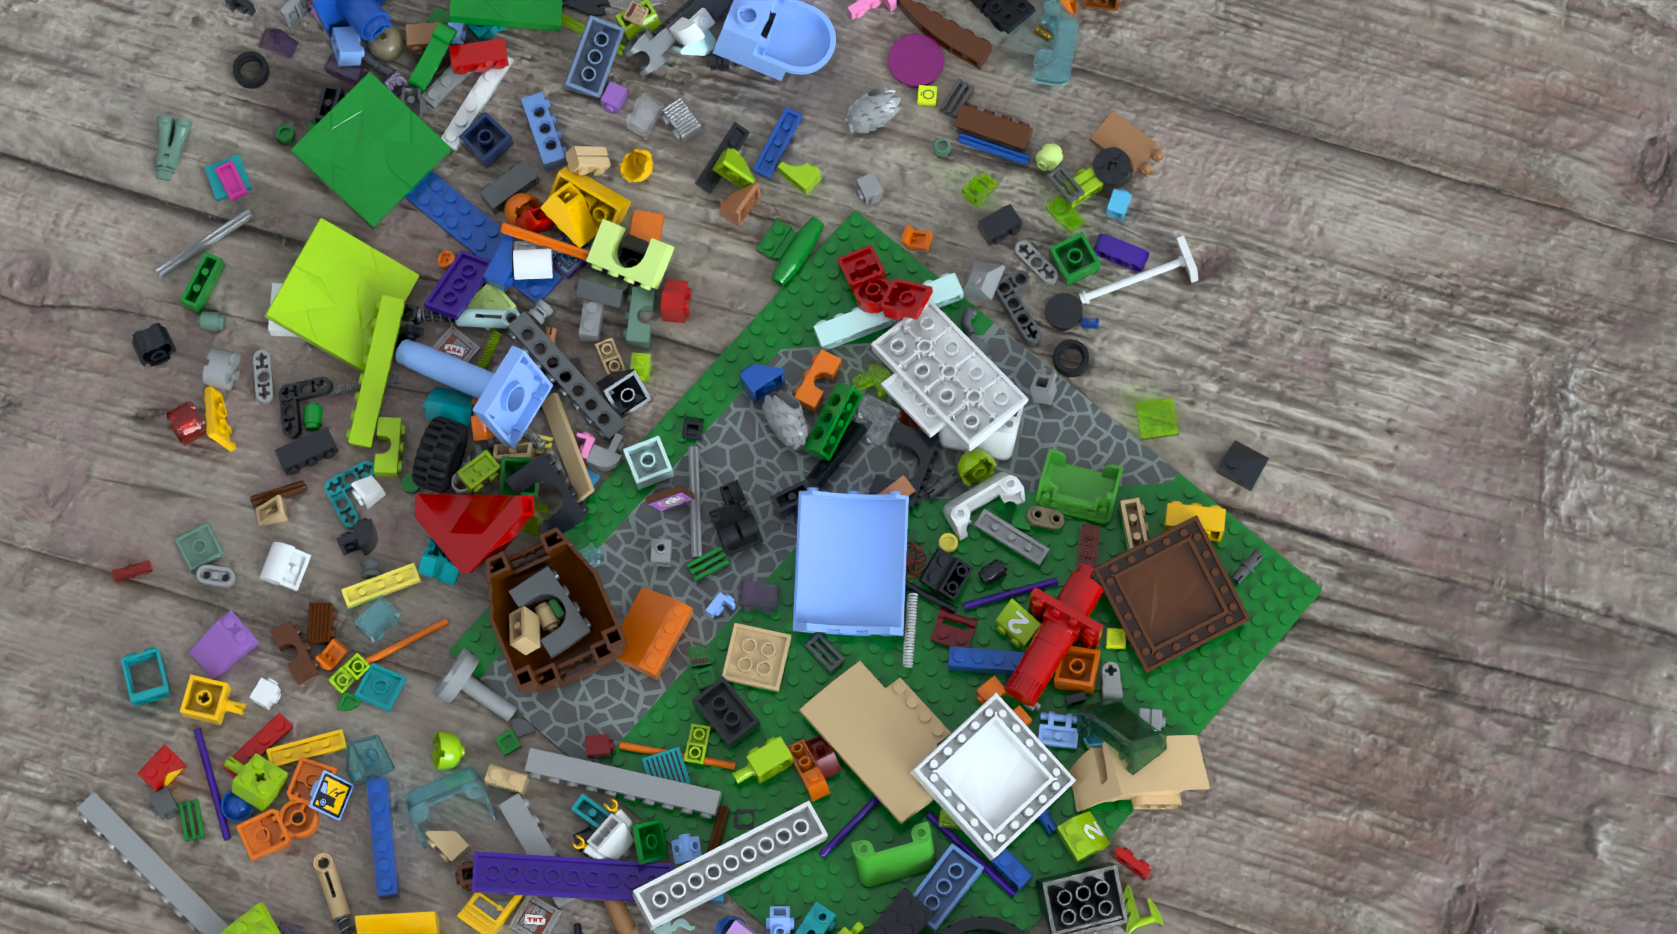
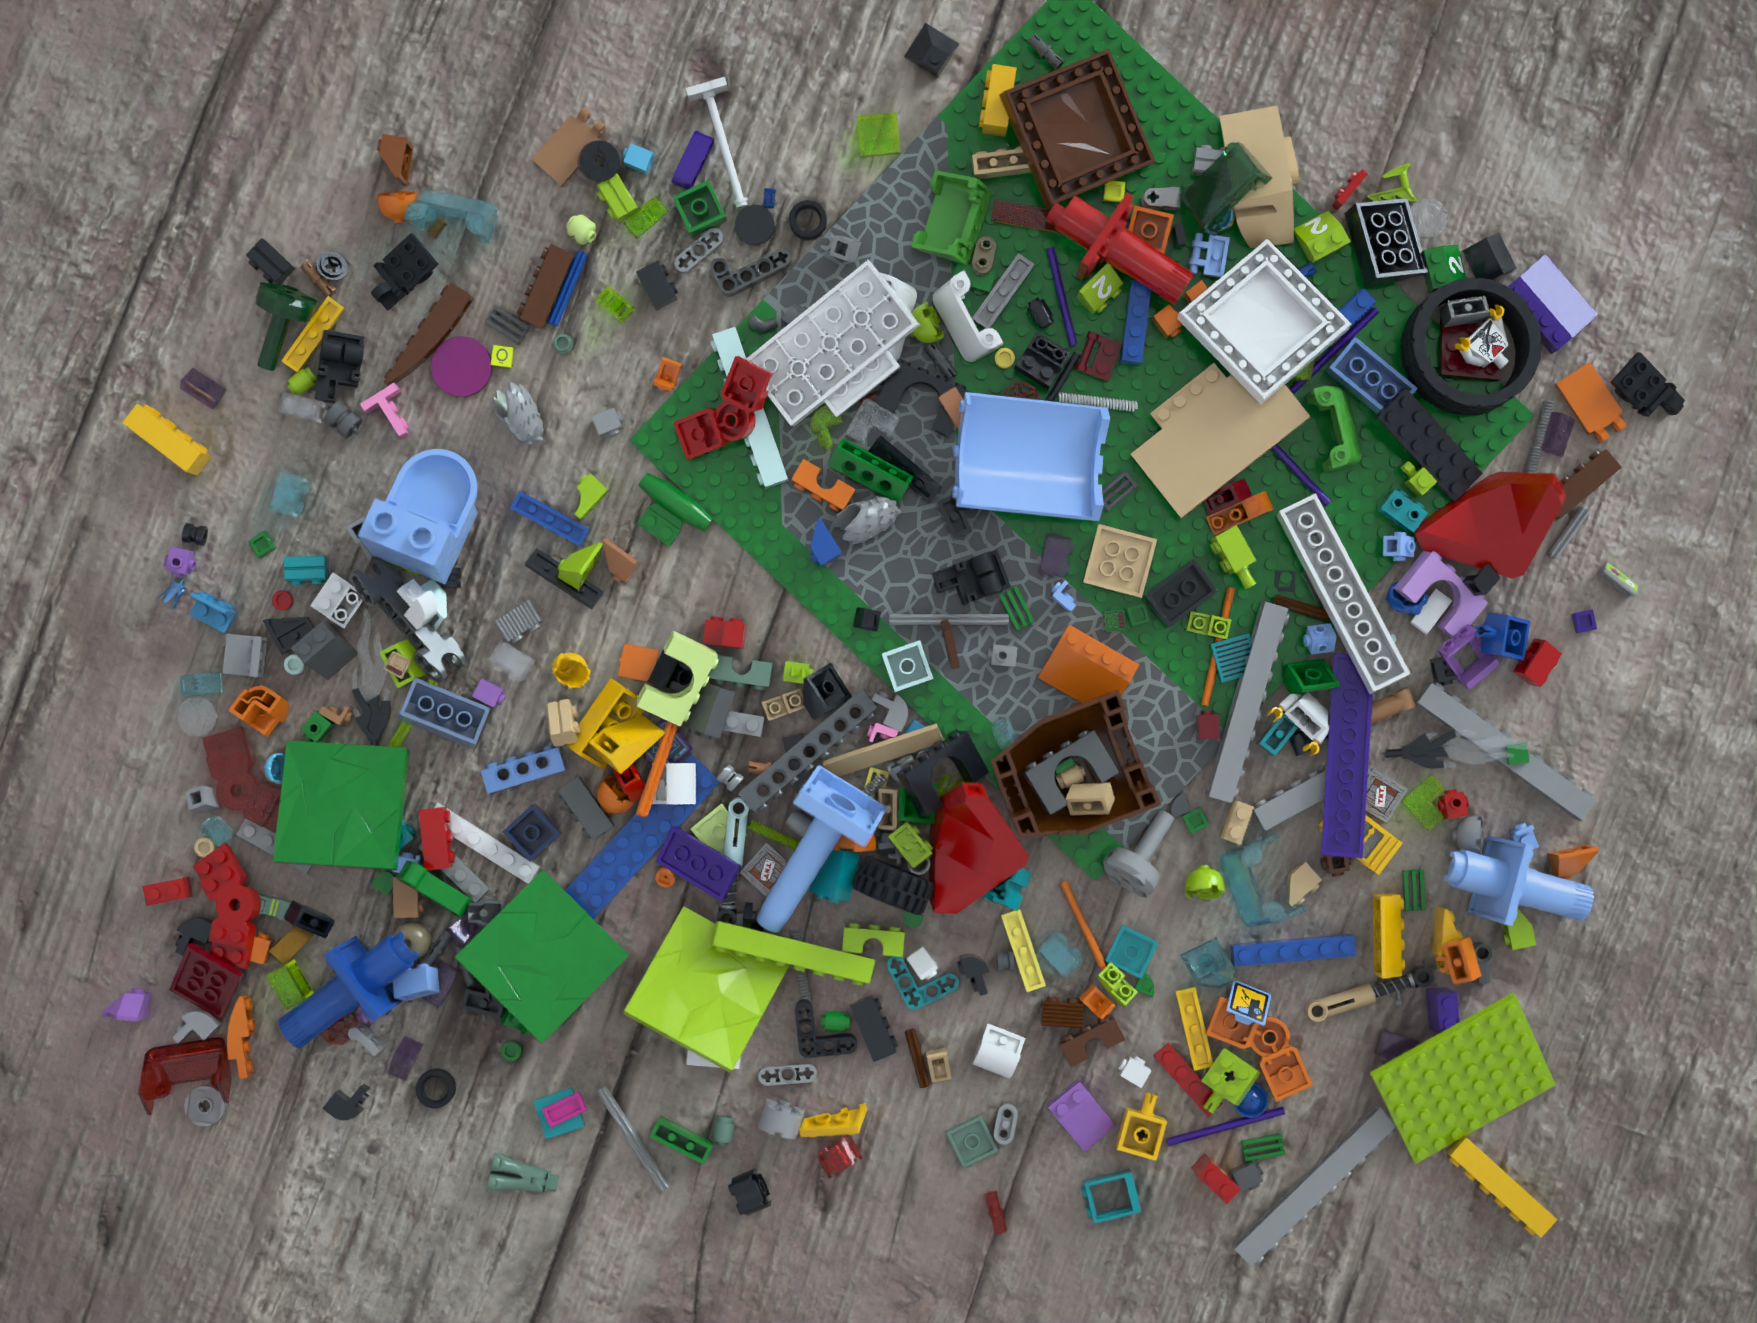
camera: 90 degrees left, 15 degrees up
(501, 269) = (682, 817): blue slope -> none
(982, 280) = (717, 307): light grey slope -> none
(1075, 197) = (599, 215): dark grey tile -> none

